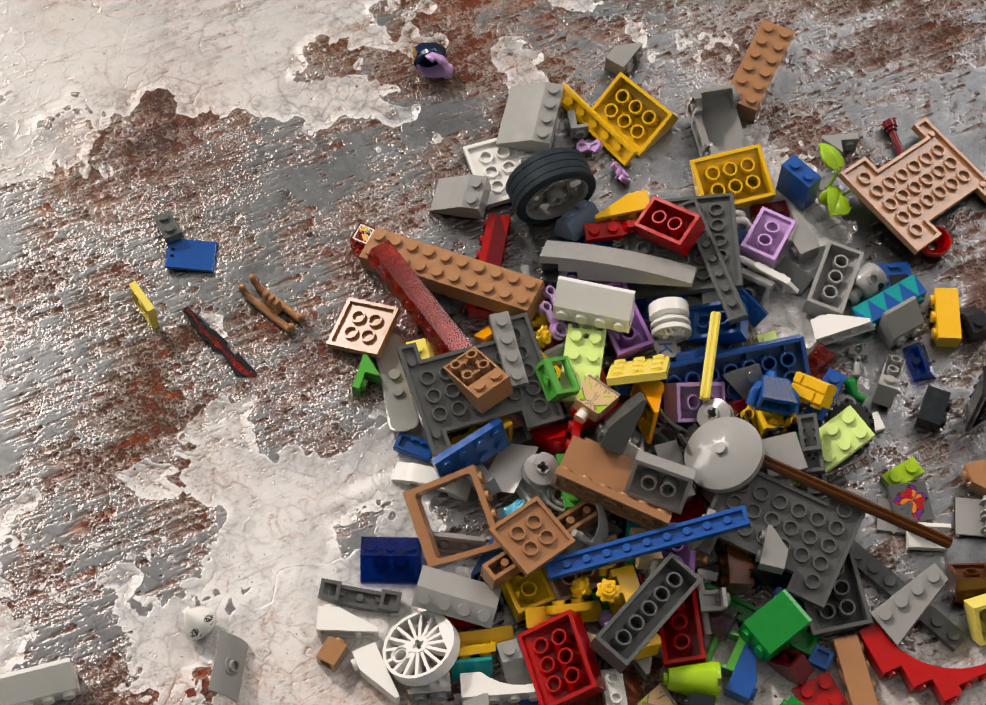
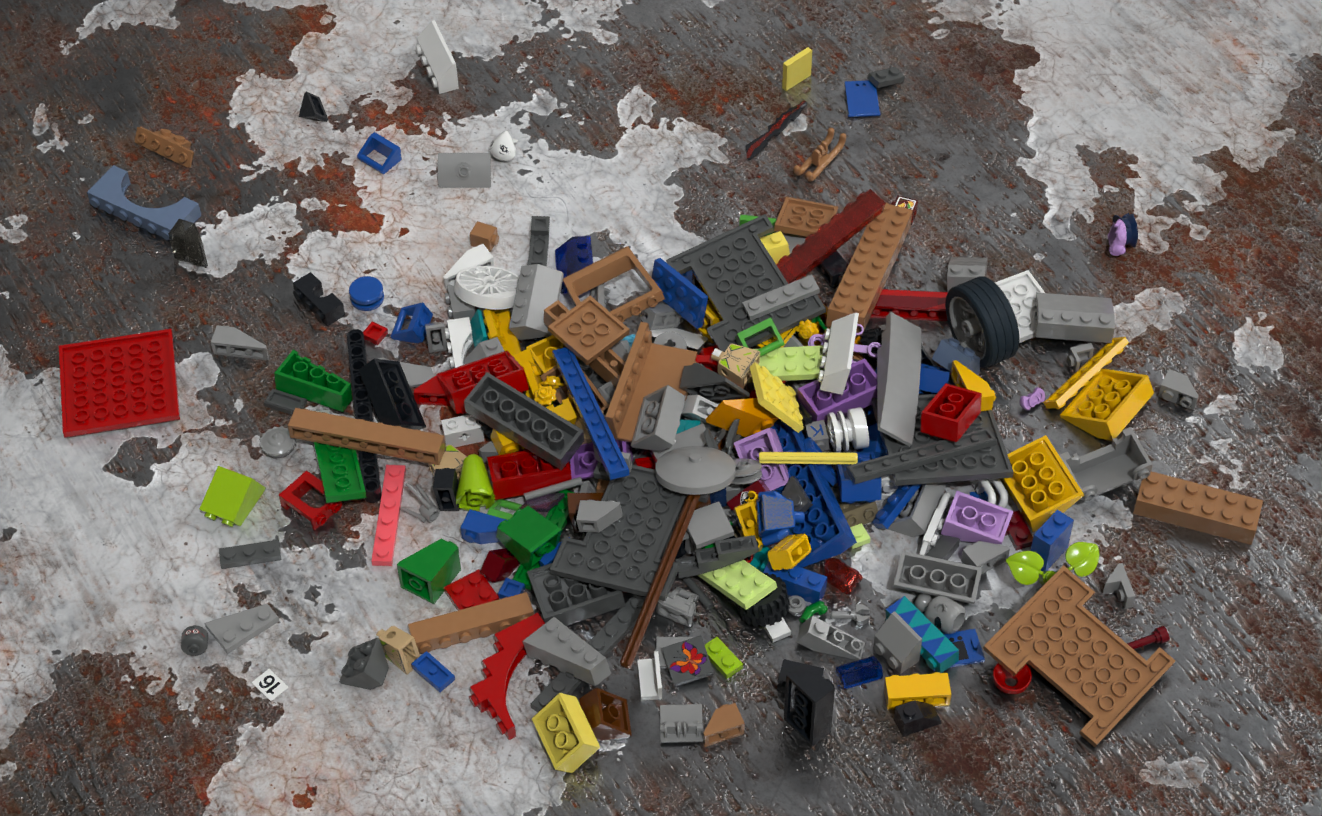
camera: 85 degrees right, 10 degrees down
(341, 623) = (512, 238): white slope -> none
(479, 379) = (742, 277): medium nougat slope -> none
(595, 146) = (1058, 370): lavender piece -> none
(601, 533) = (600, 391): light grey piece -> none
(608, 230) = (942, 371): red hinge -> none
(713, 600) = (552, 487): light grey bracket -> none
(834, 328) = (878, 583): white slope -> none

